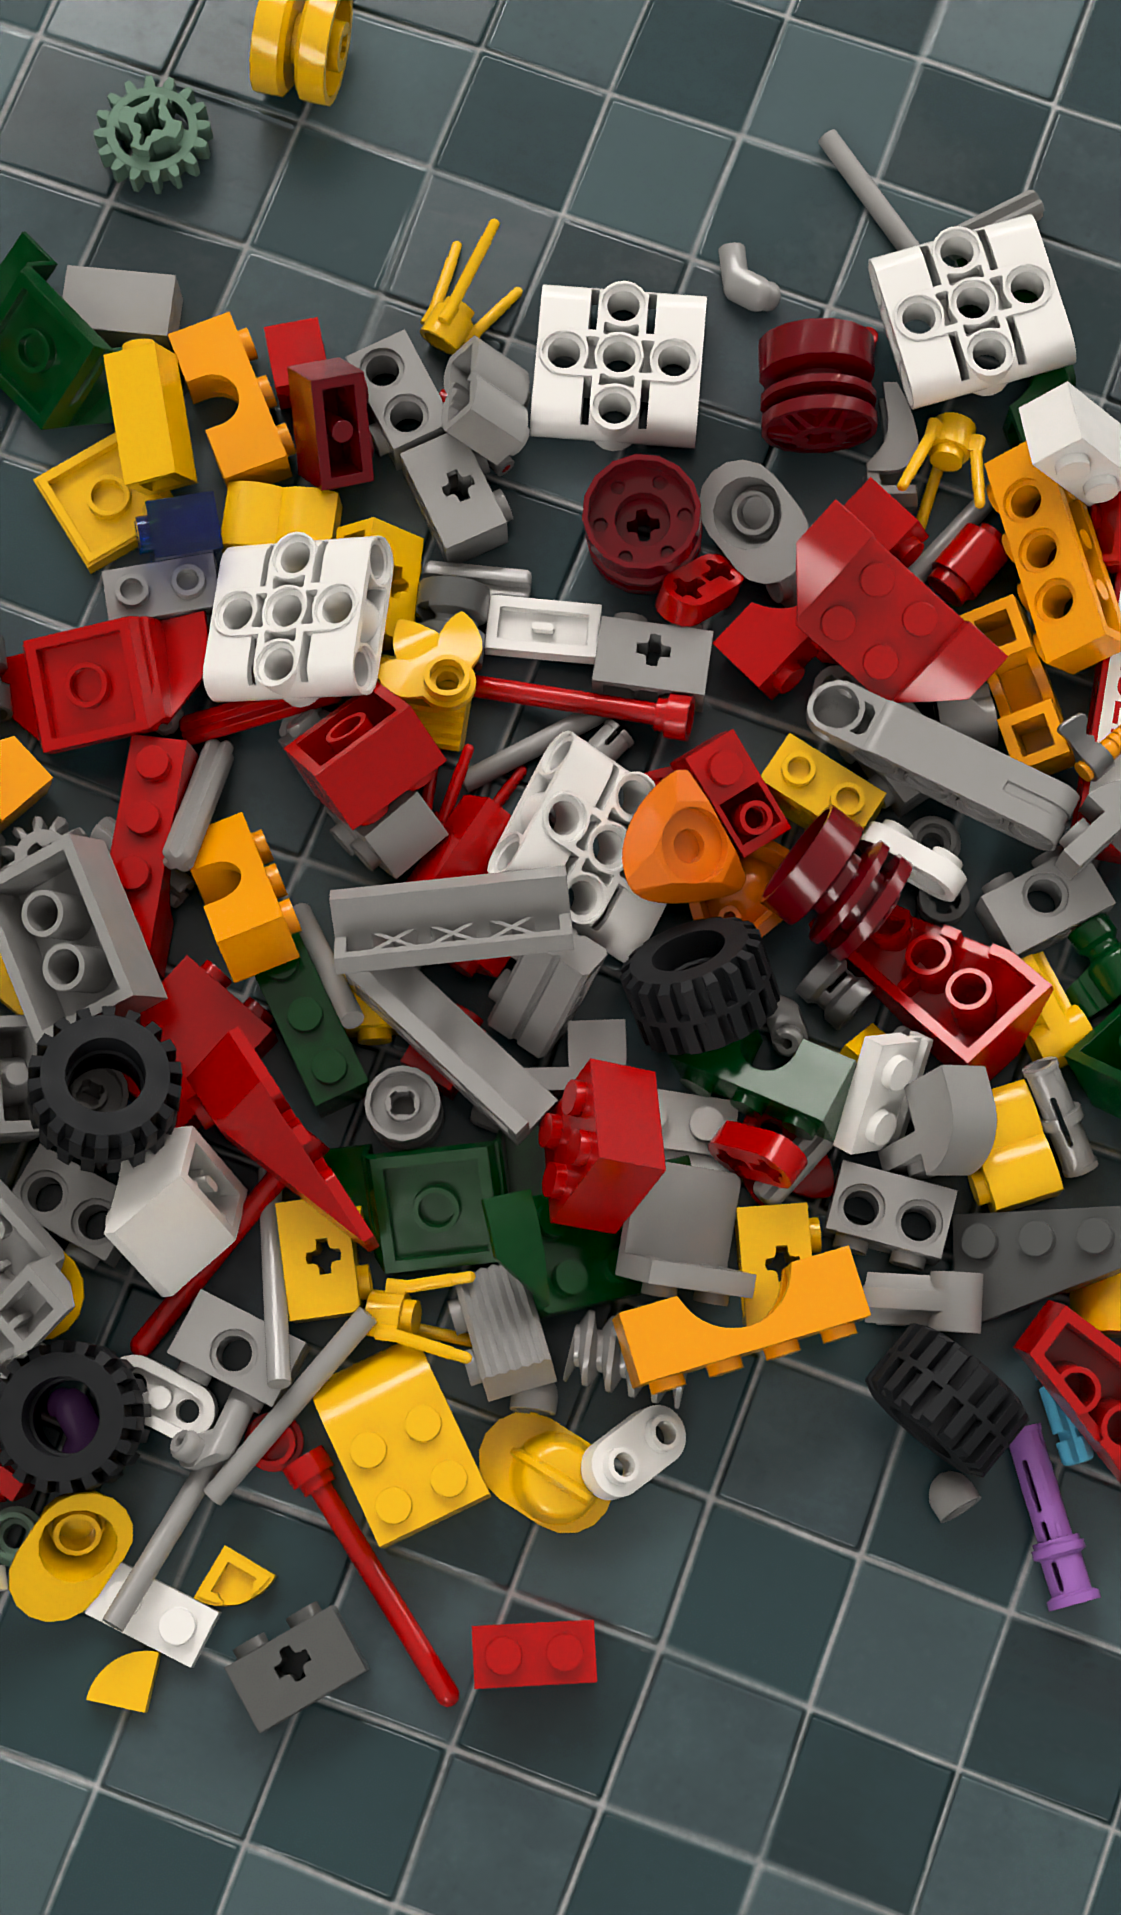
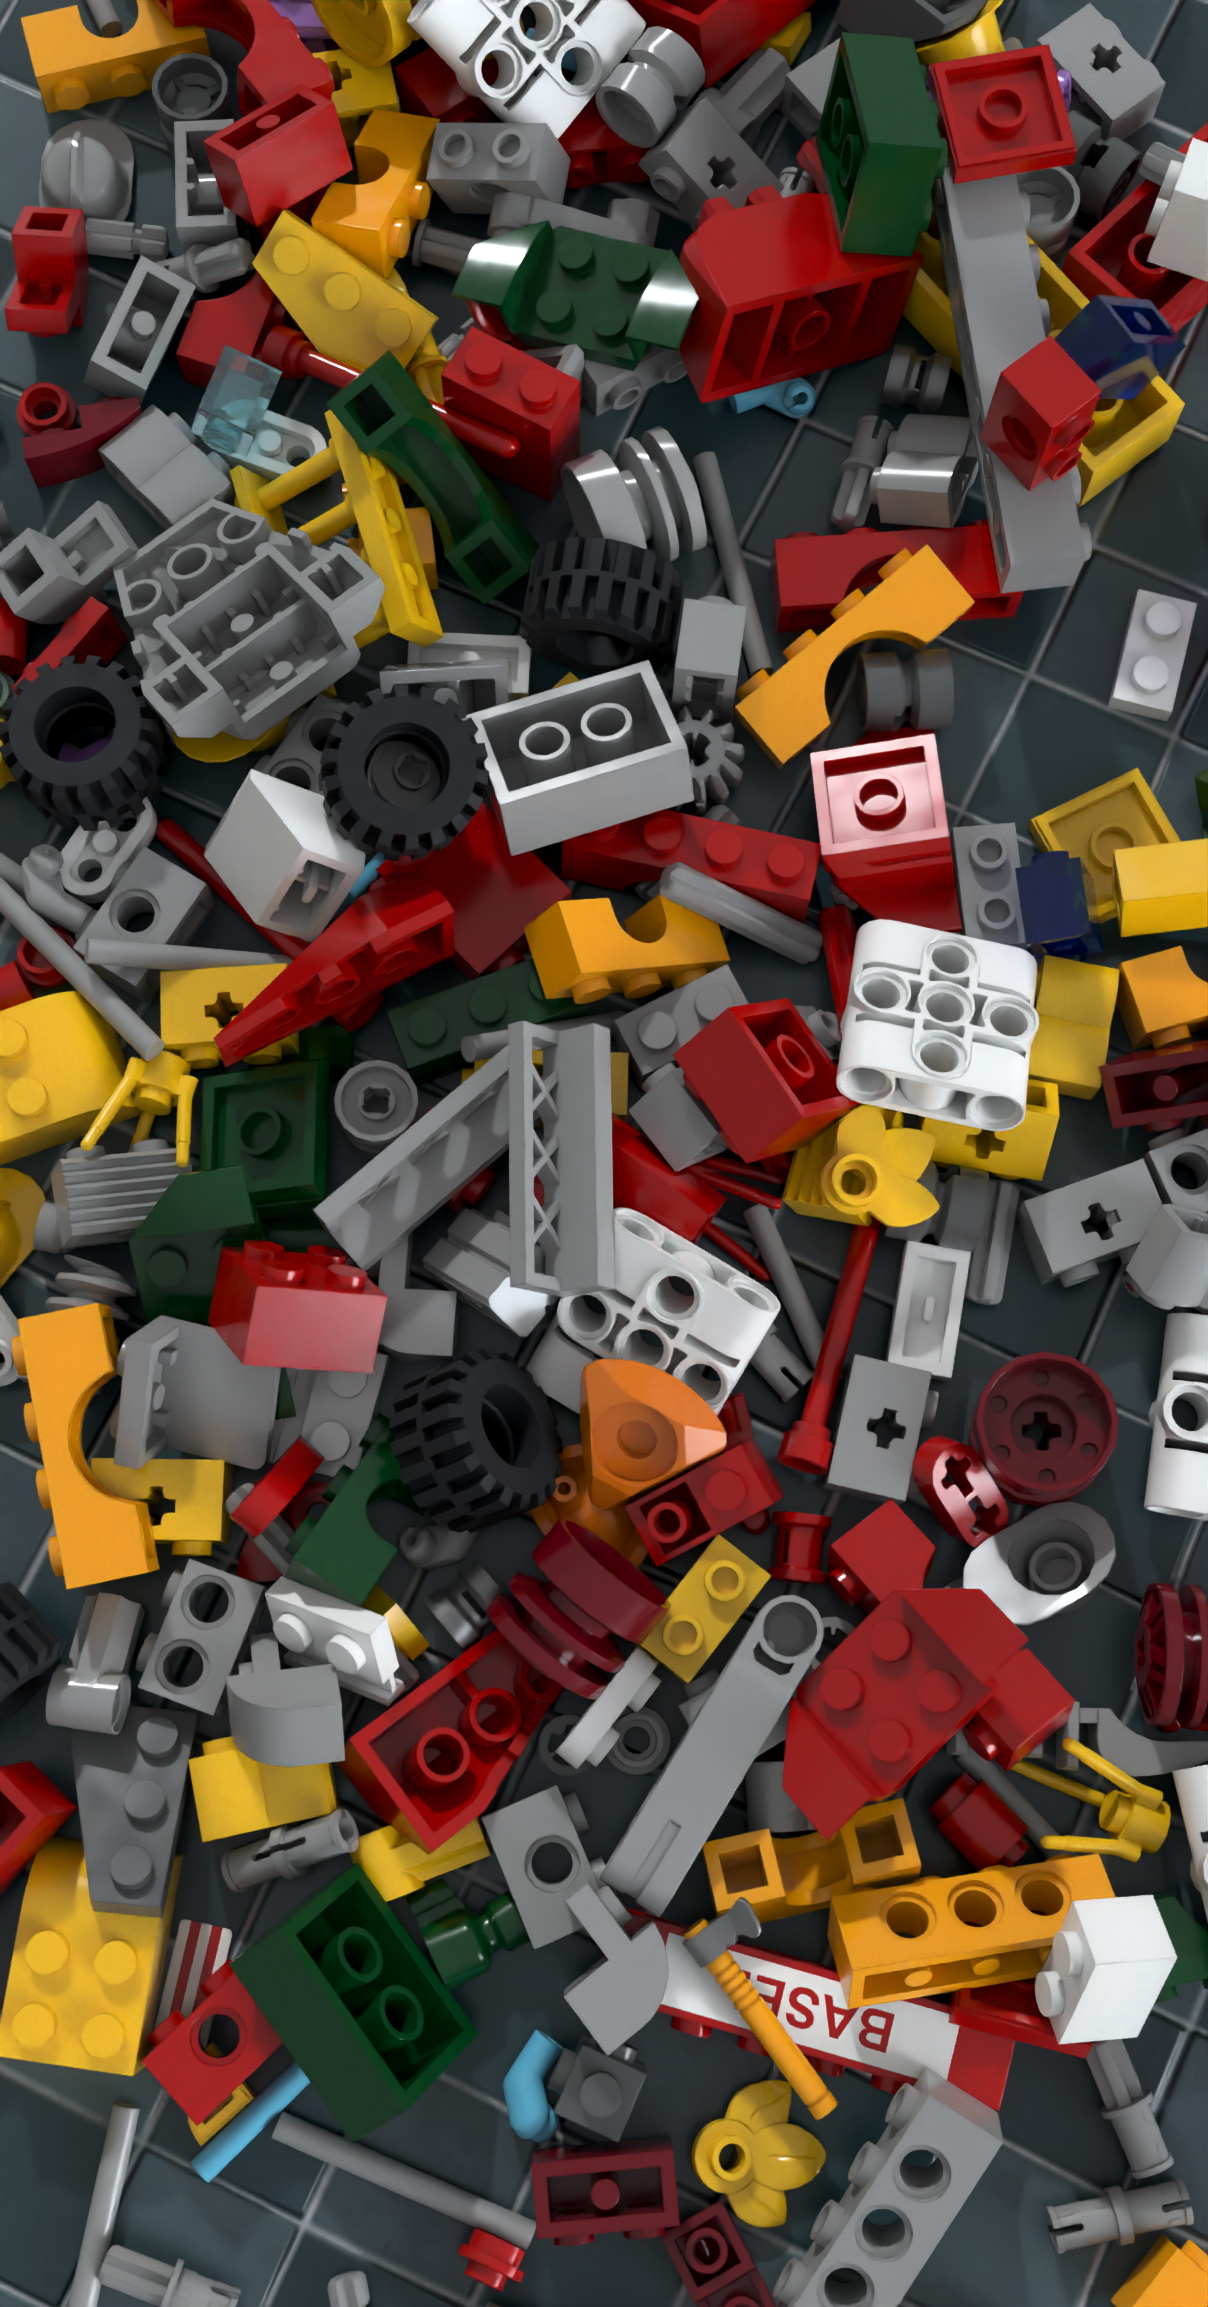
camera: 90 degrees right, 0 degrees up
(305, 846) = (667, 1023): none -> light grey brick
(759, 719) = (799, 1547): none -> red bush

